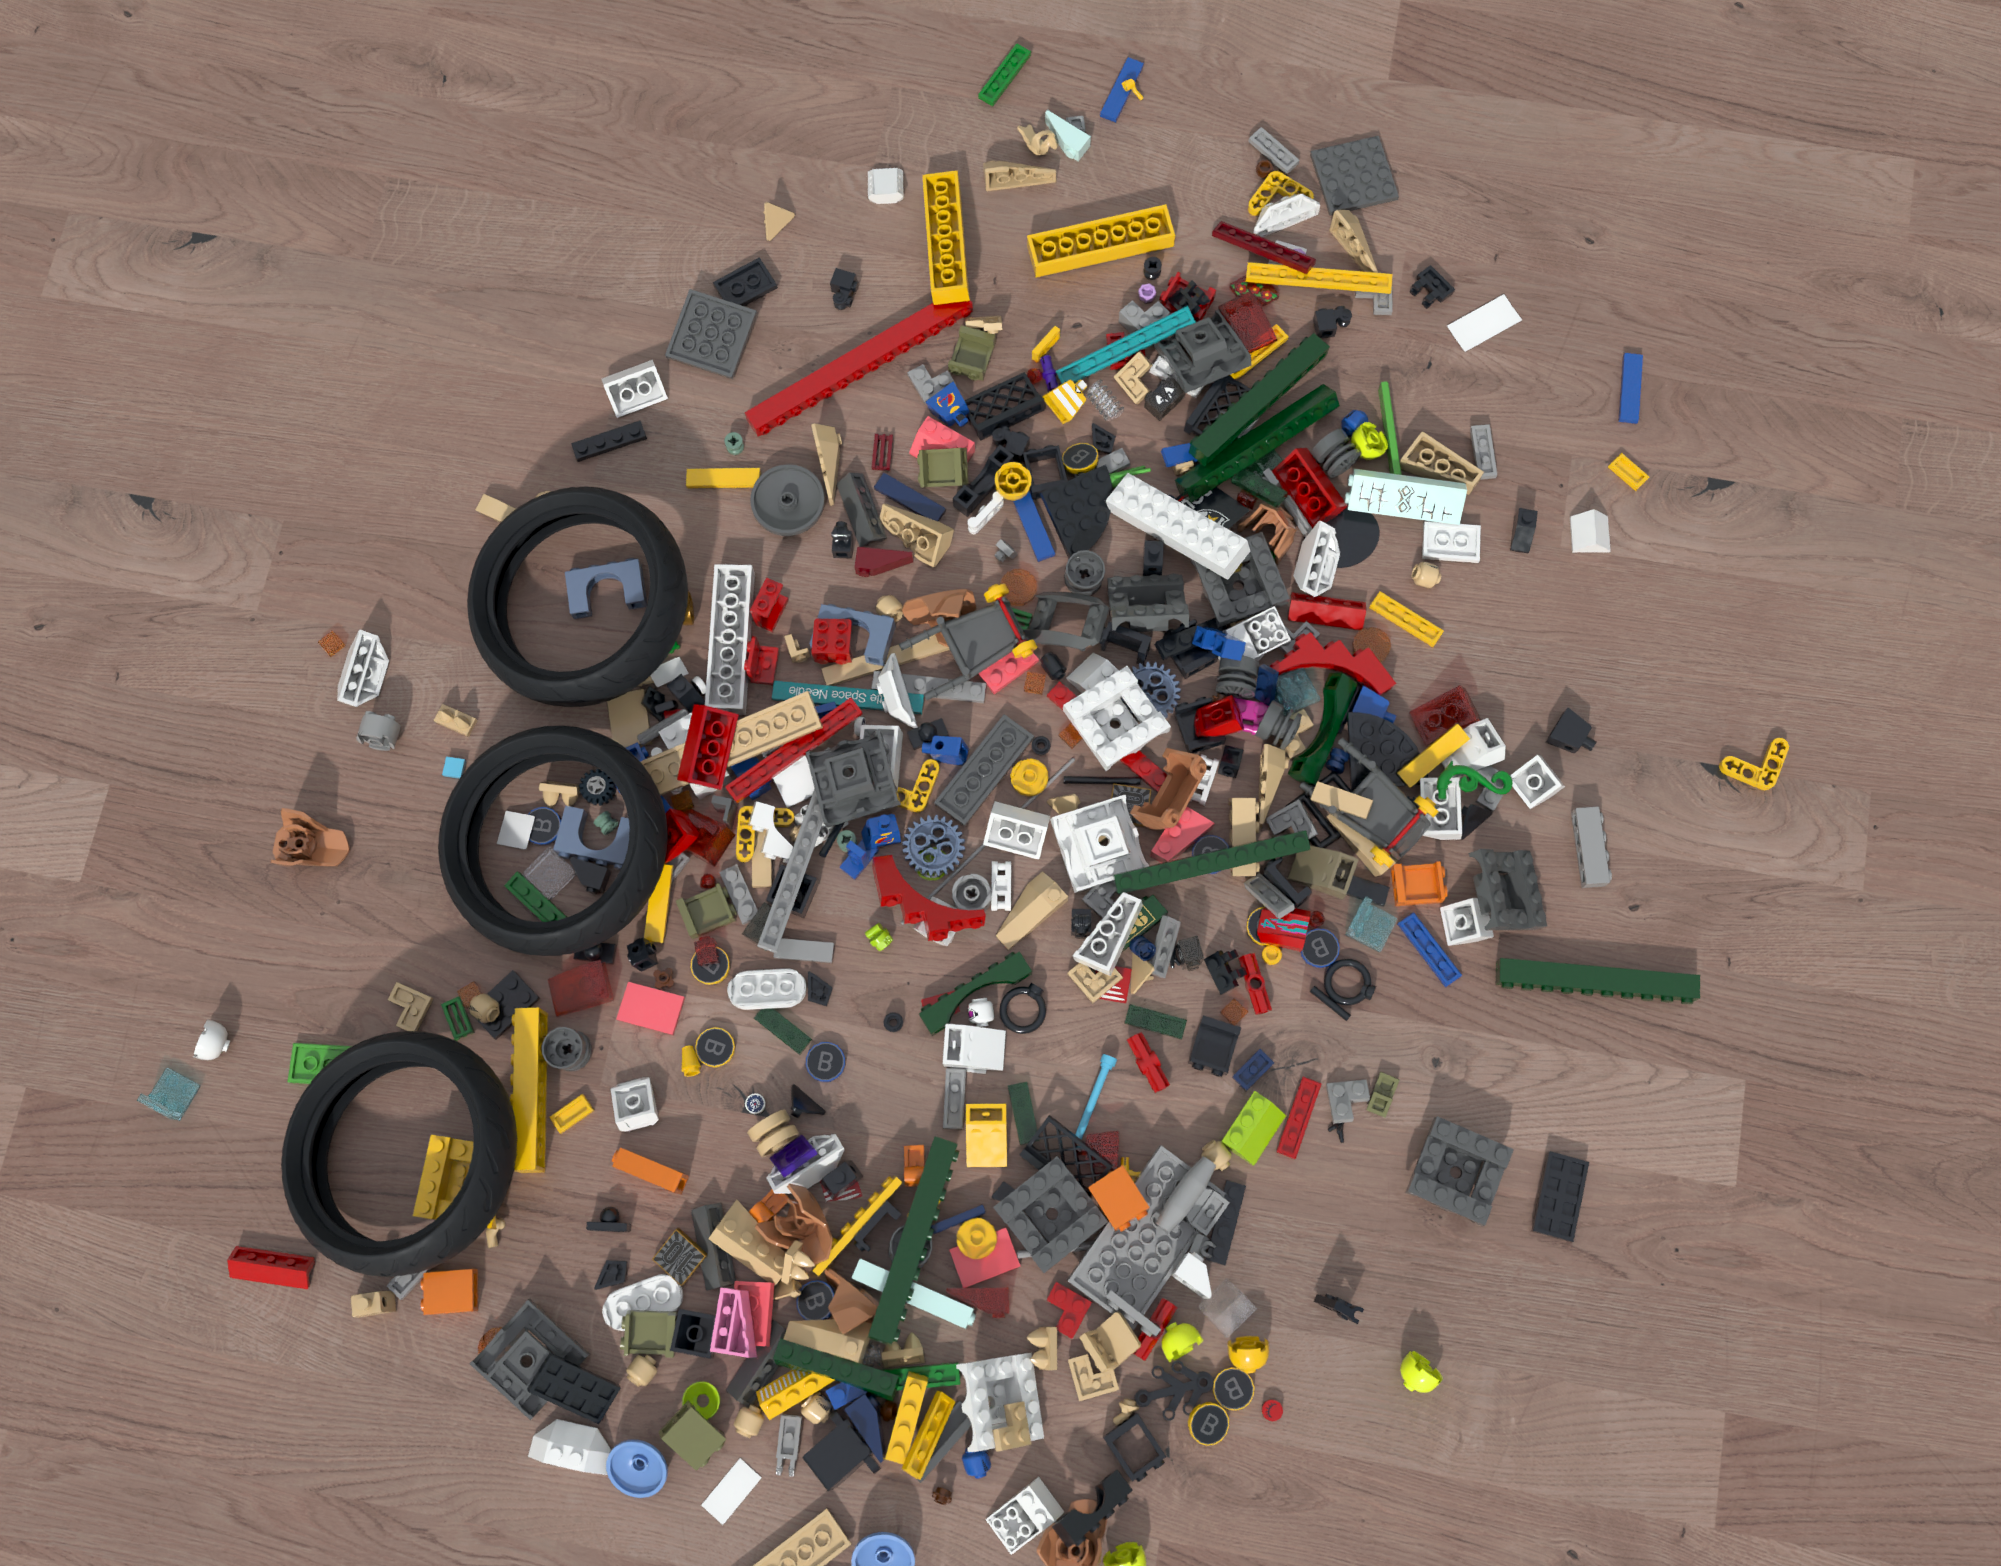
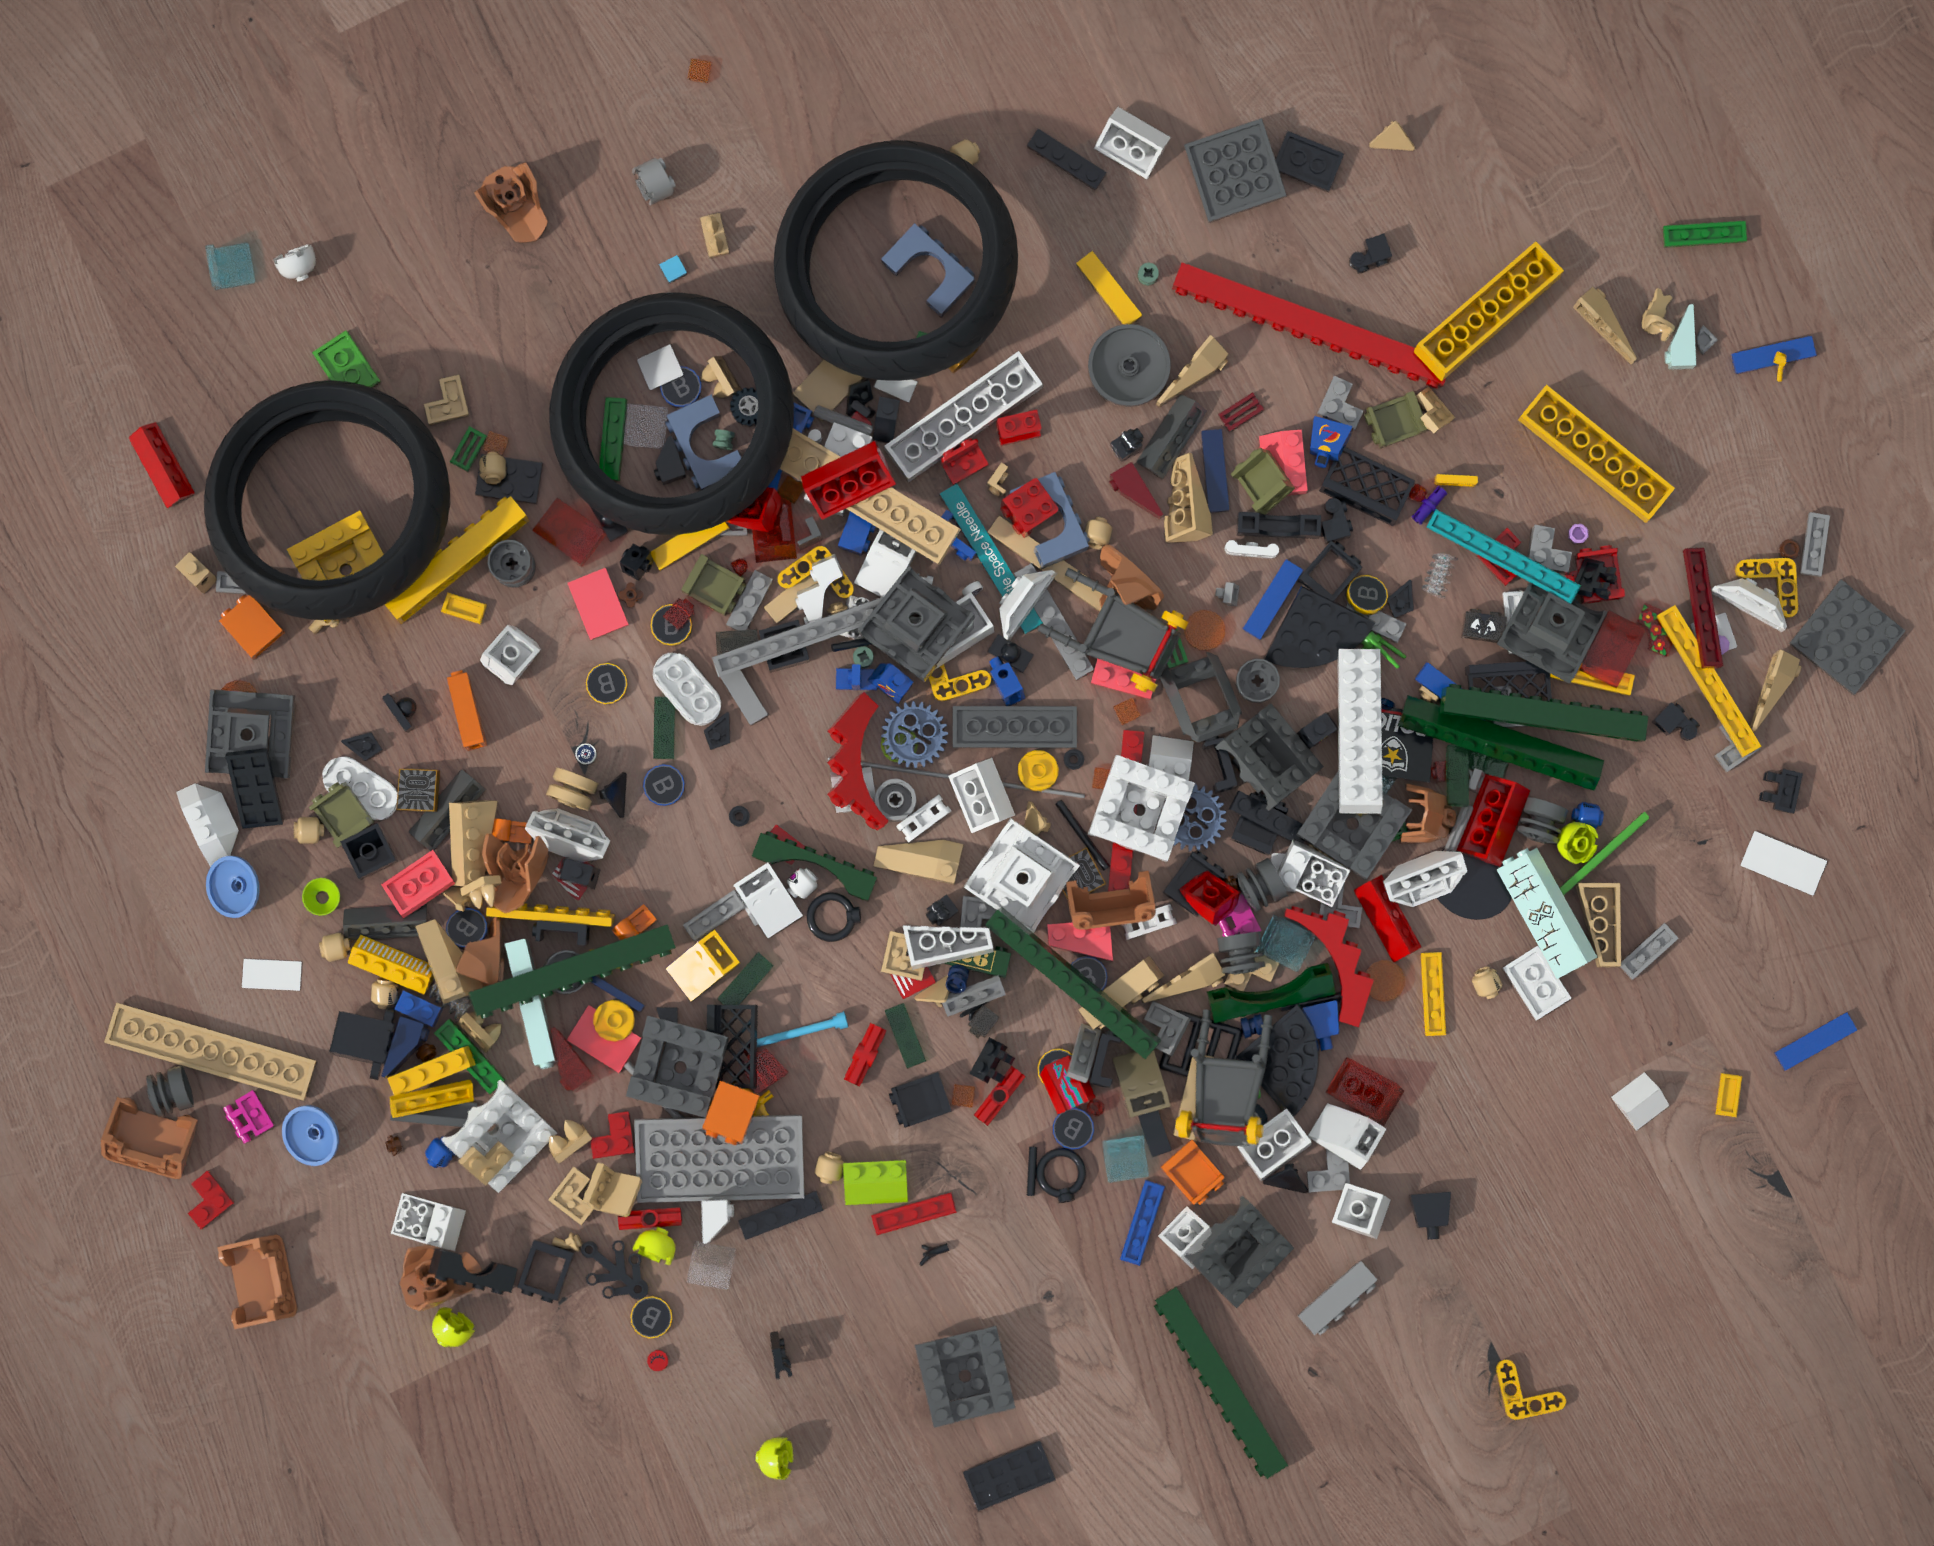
camera: 45 degrees right, 10 degrees up
(362, 670) = (694, 120): white wedge -> none
(494, 508) = (926, 114): tan slope -> none
(690, 1063) = (577, 674): yellow cone -> none
(692, 1436) = (289, 911): olive panel -> none
(699, 685) = (903, 421): white tile -> none
(733, 1325) = (398, 877): bright pink wedge -> none
(788, 1442) = (342, 991): light grey hinge -> none
(792, 751) = (900, 553): red plate -> none
(793, 1155) = (566, 819): dark purple tile -> none
(852, 1373) = (432, 1002): dark green arch -> none
(879, 937) = (801, 749): lime piece -> none
(885, 185) = (1506, 210): white slope -> none
(1013, 481) = (1295, 553): yellow cylinder -> none
(1053, 666) = (1153, 716): black brick -> none
(1066, 399) = (1414, 540): yellow torso -> none
(1130, 377) = (1478, 582): tan plate -> none
(1132, 1314) = (646, 1192): light grey plate -> none
(1150, 272) = (1605, 523): black wheel -> none
(1193, 1201) = (776, 1175): light grey plate -> none
(1200, 1245) = (744, 1208): light grey tile -> none
(1208, 1423) = (608, 1316): black tile -> none
(1219, 642) = (1276, 854): blue arch -> none
(1230, 761) = (1182, 934): black bracket -> none
(1248, 1353) = (688, 1308): yellow cylinder -> none
(1252, 1069) = (924, 1146): dark blue plate -> none
(1266, 684) = (1273, 915): dark blue plate -> none
(1271, 954) = (1036, 1092): yellow tile -> none
(1342, 800) = (1213, 1055): tan tile -> none
(1342, 1095) = (959, 1236): light grey plate -> none
(1382, 1094) = (985, 1269): olive slope -> none
(1433, 755) = (1315, 1105): yellow tile -> none
(1474, 777) = (1322, 1153): green plant -> none
(1523, 530) = (1595, 1039): black slope -> none

